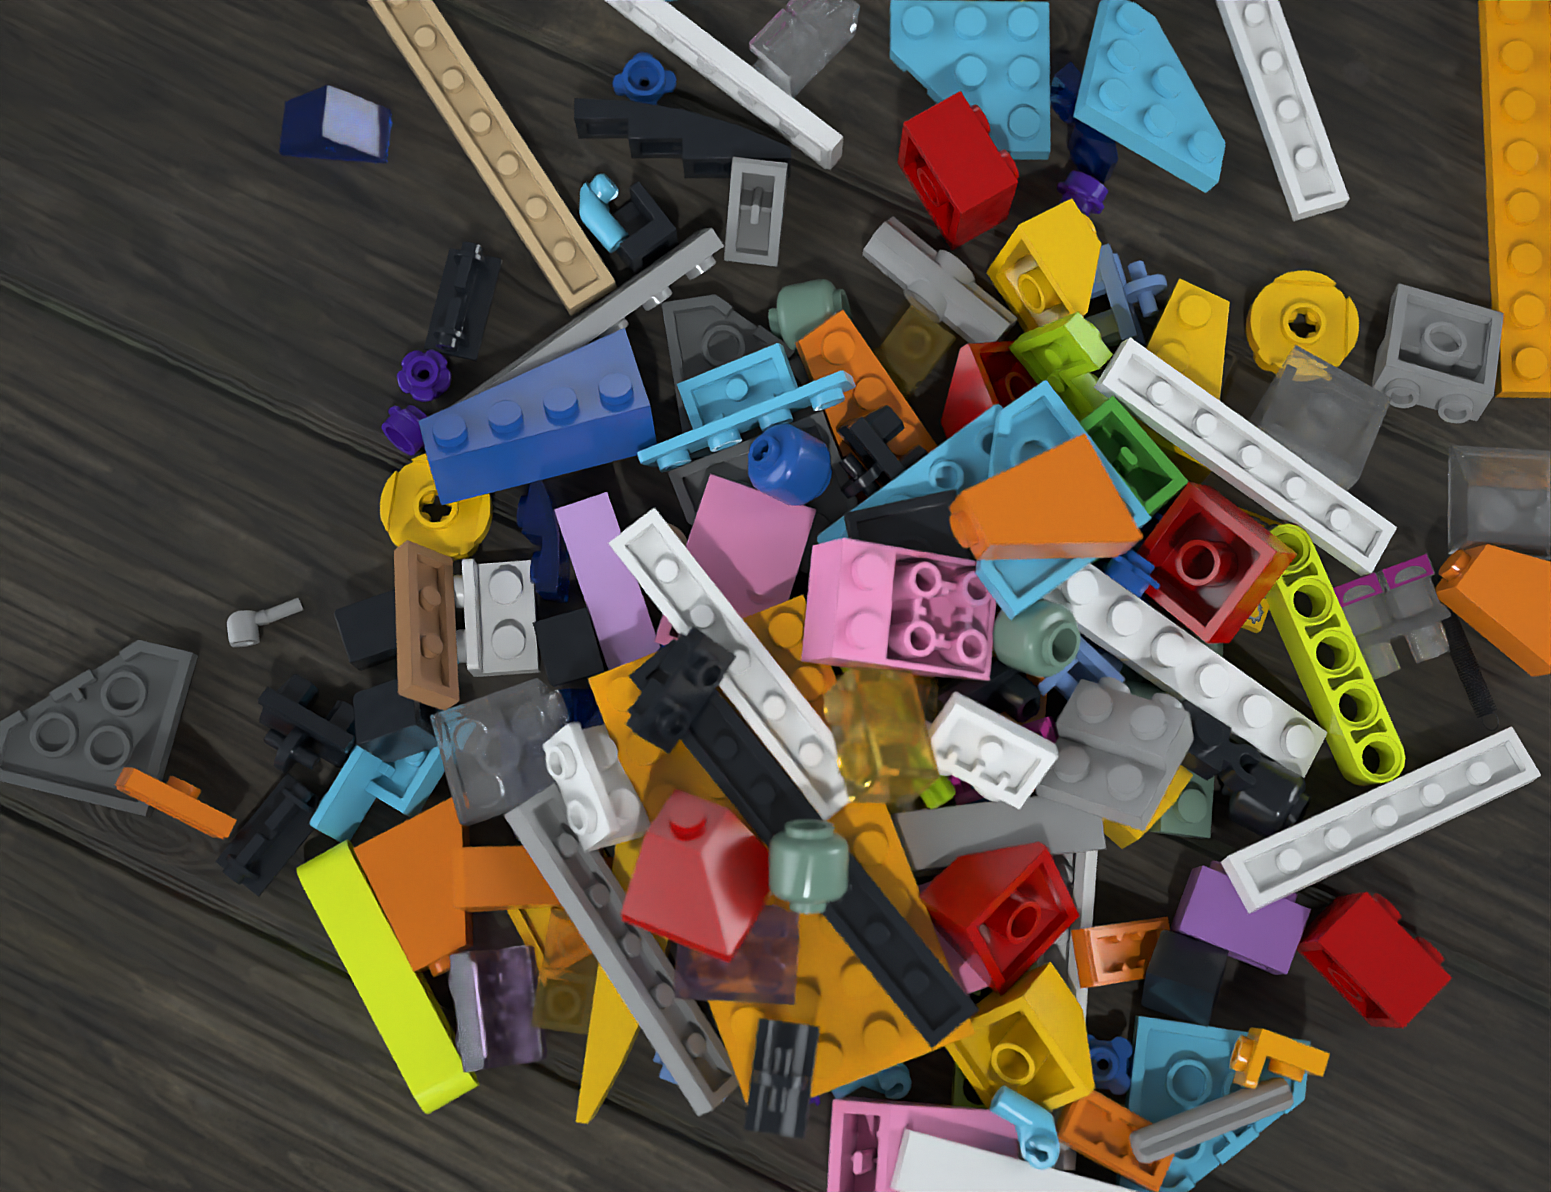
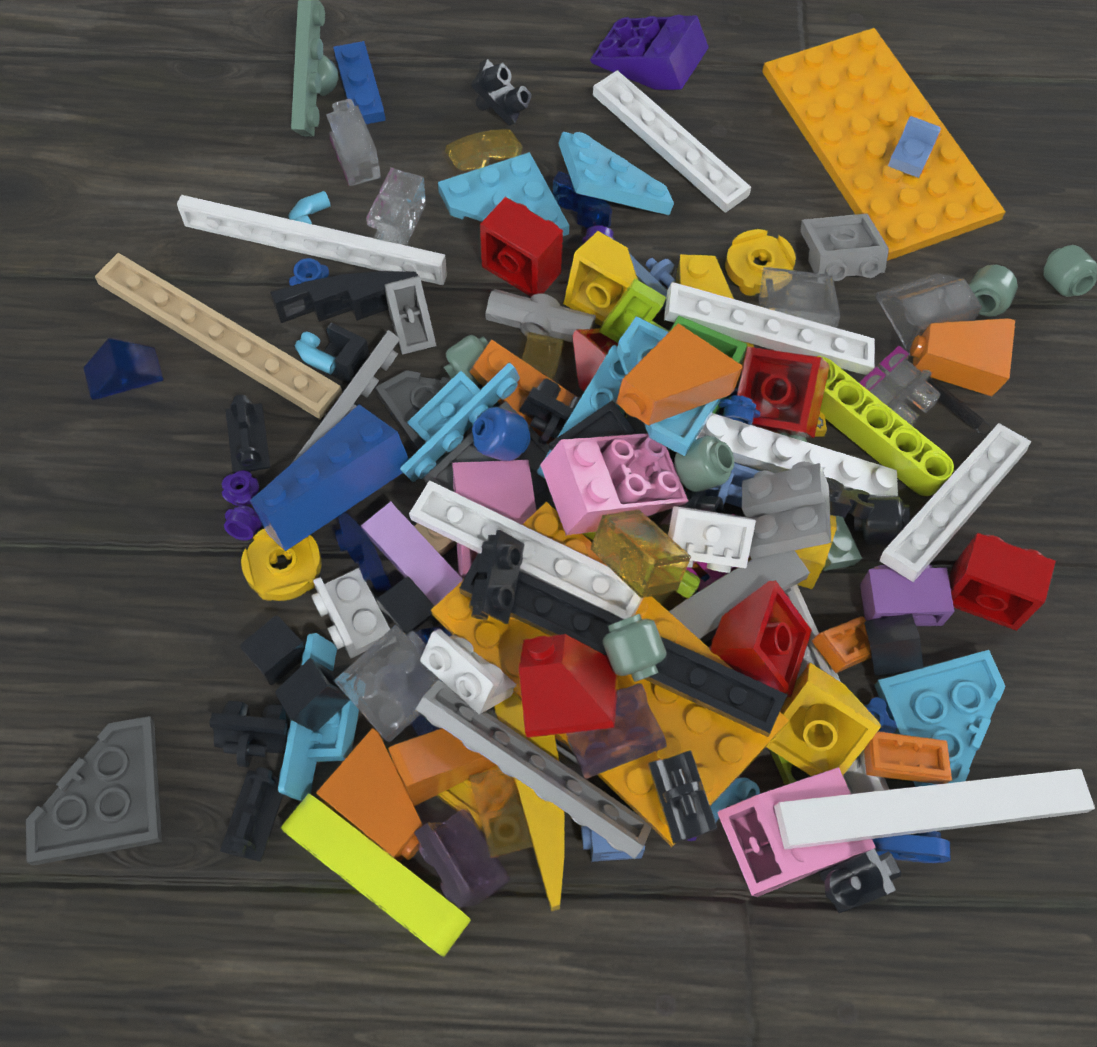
camera: 25 degrees left, 15 degrees down
(176, 800) = (176, 815): orange plate -> none
(243, 625) = (179, 685): light grey hand -> none
(425, 626) = (307, 626): medium nougat plate -> none
(1033, 1127) = (853, 768): medium azure arm -> none
(1210, 1120) = (958, 718): light grey axle -> none
(1286, 1058) = (978, 660): light orange bracket -> none

